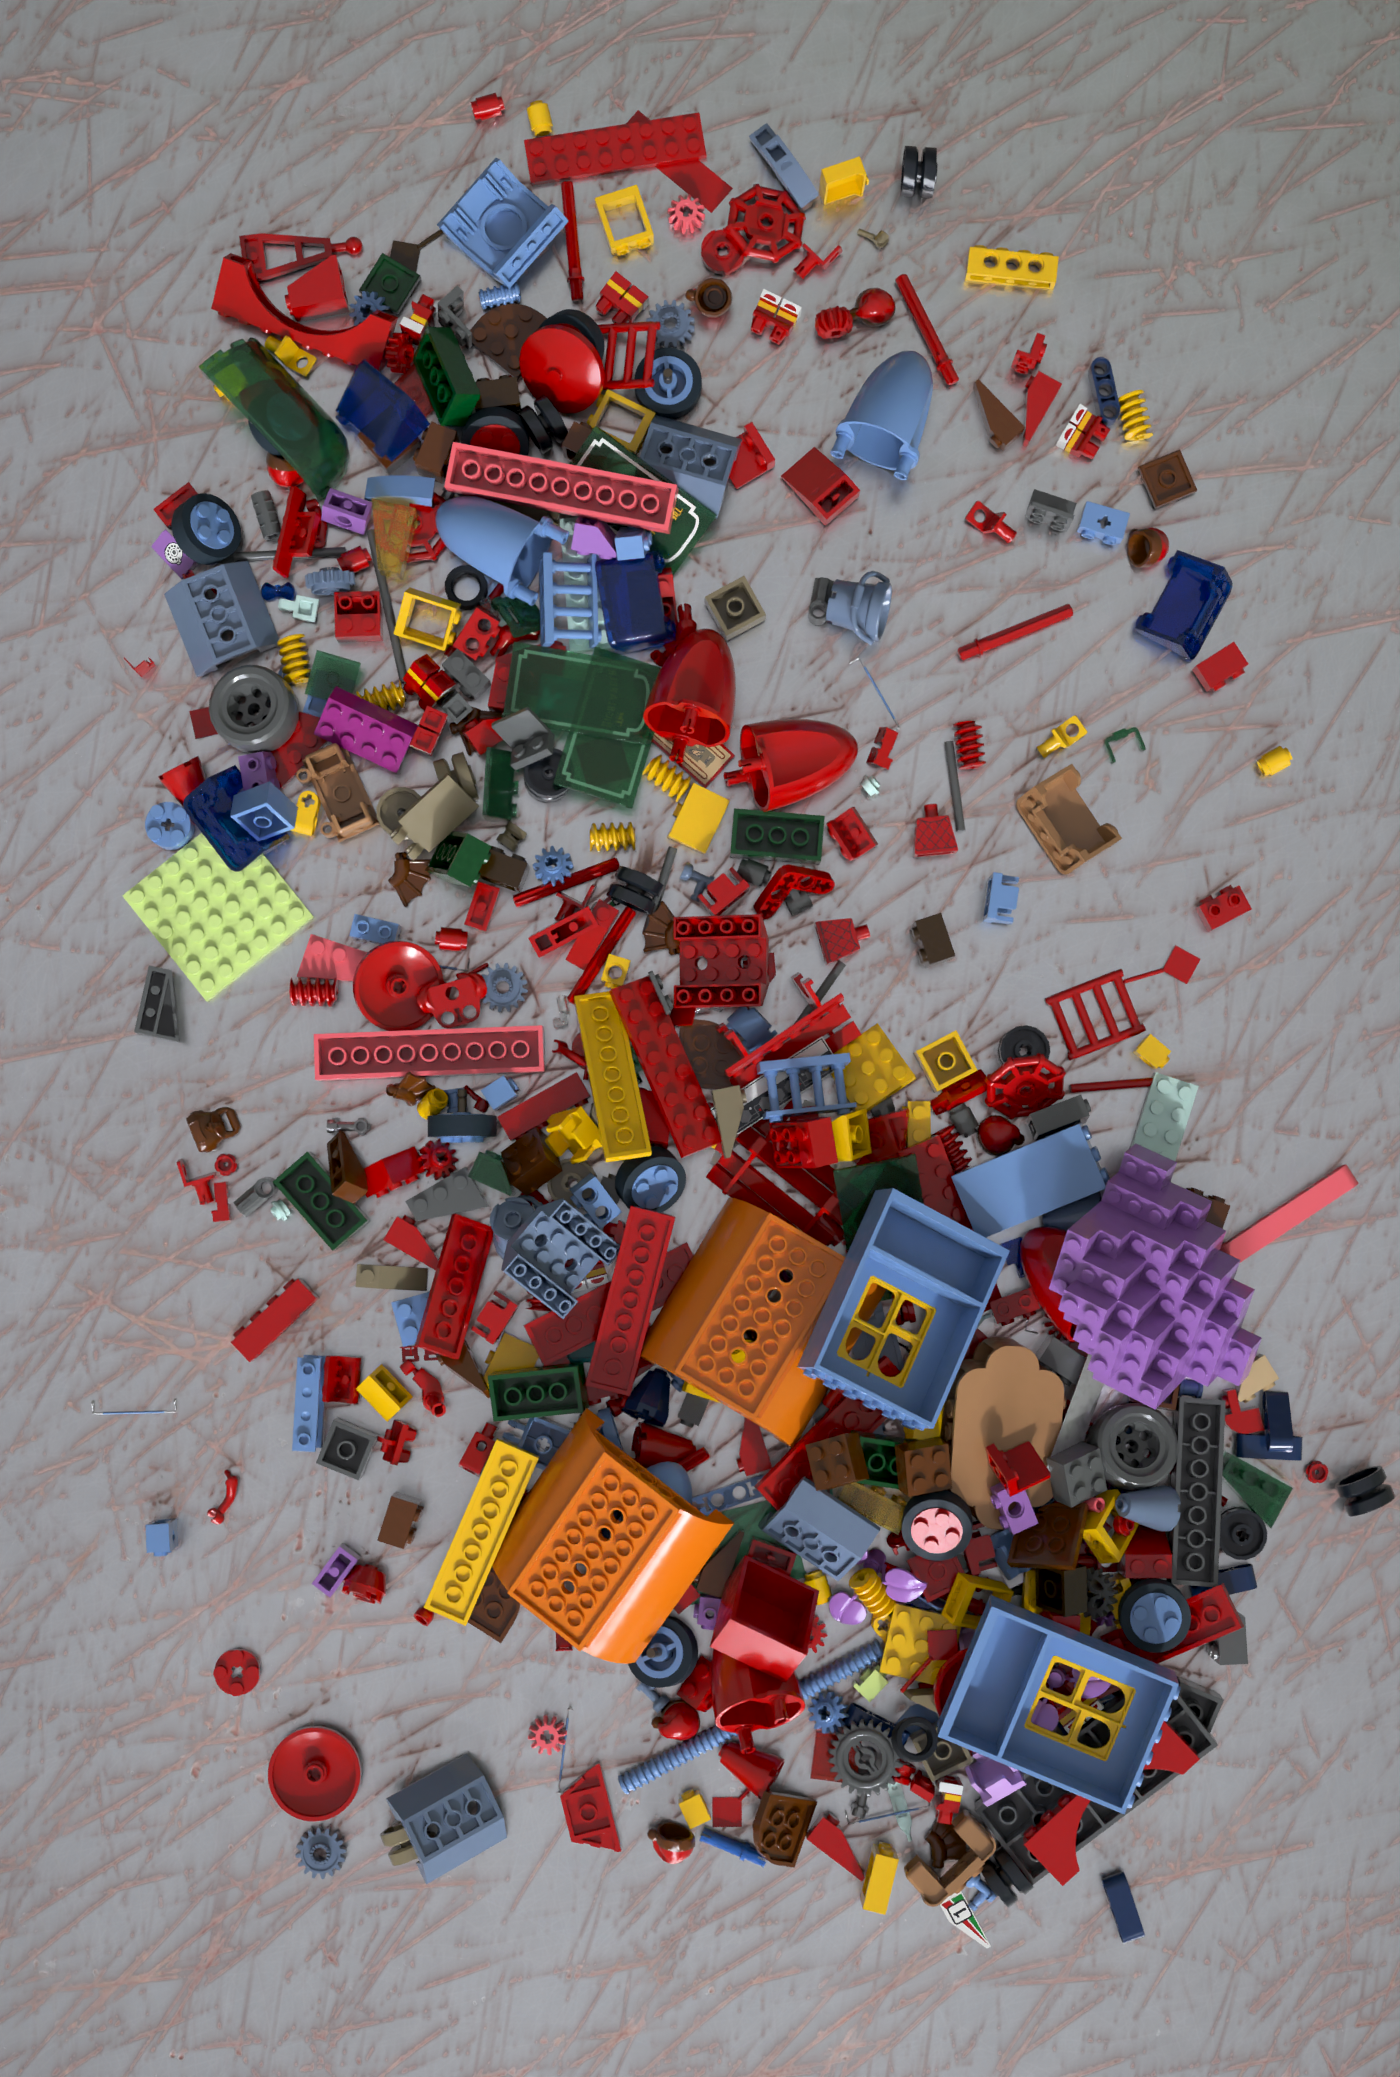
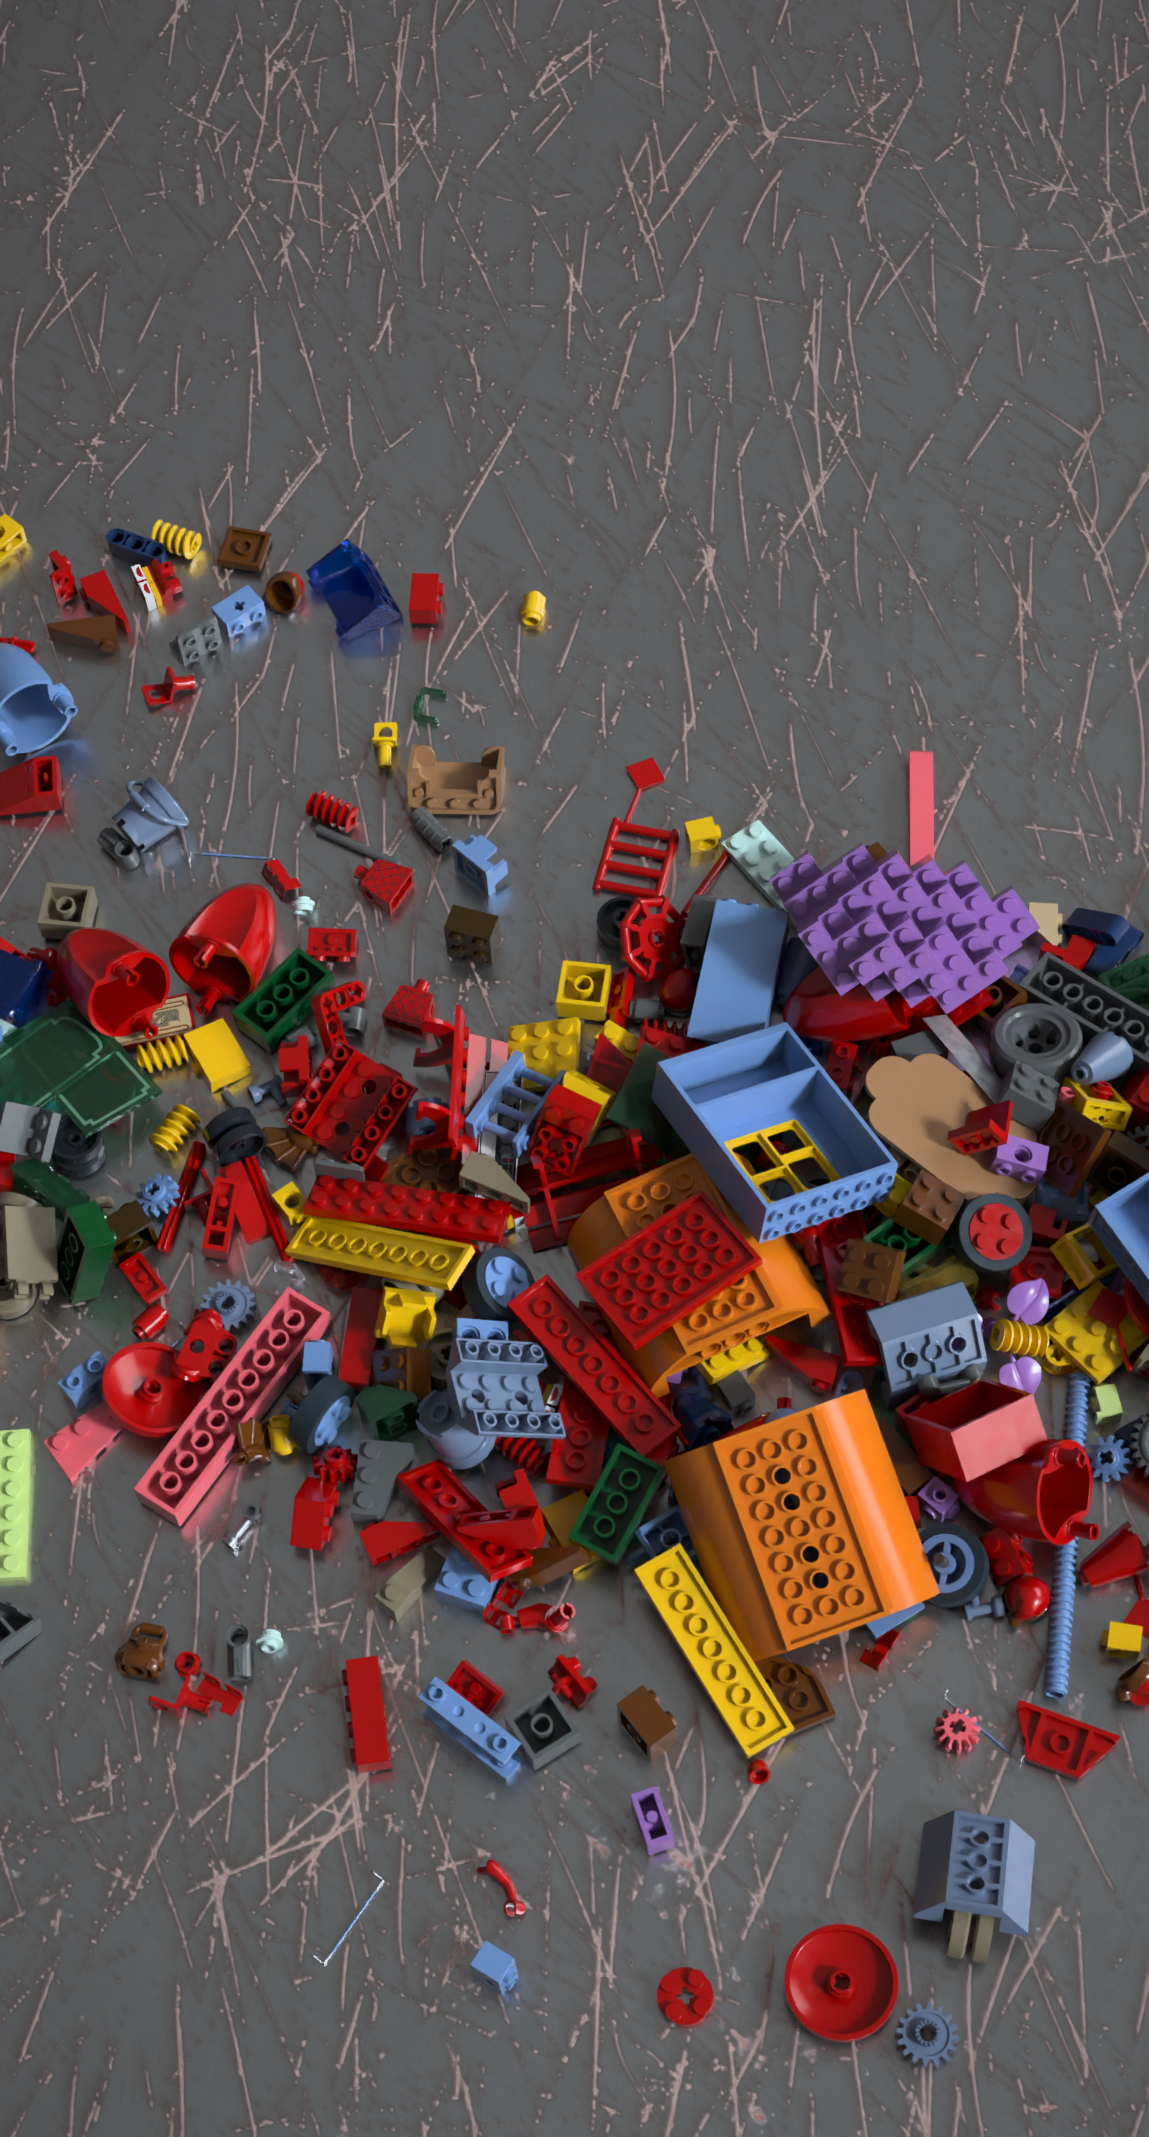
camera: 45 degrees left, 25 degrees down
(309, 1191) = (291, 1592): dark green brick -> none
(313, 992) = (96, 1471): red piece -> none
(345, 1169) = (278, 1547): reddish brown slope -> none
(365, 1583) = (687, 1801): red cone -> none
(384, 1392) = (514, 1658): yellow brick -> none
(409, 877) = (65, 1324): reddish brown arm -> none
(463, 1324) = (507, 1527): none -> red slope
(473, 1459) = (636, 1609): red torso -> none
(563, 1050) = (336, 1284): red piece -> none
(731, 1313) = (668, 1269): none -> red plate
(817, 1577) = (930, 1387): none -> dark grey bar
(1008, 834) = (431, 829): none -> dark grey axle
(1014, 632) = (259, 756): red axle -> none
(1223, 908) = (623, 713): red brick -> none

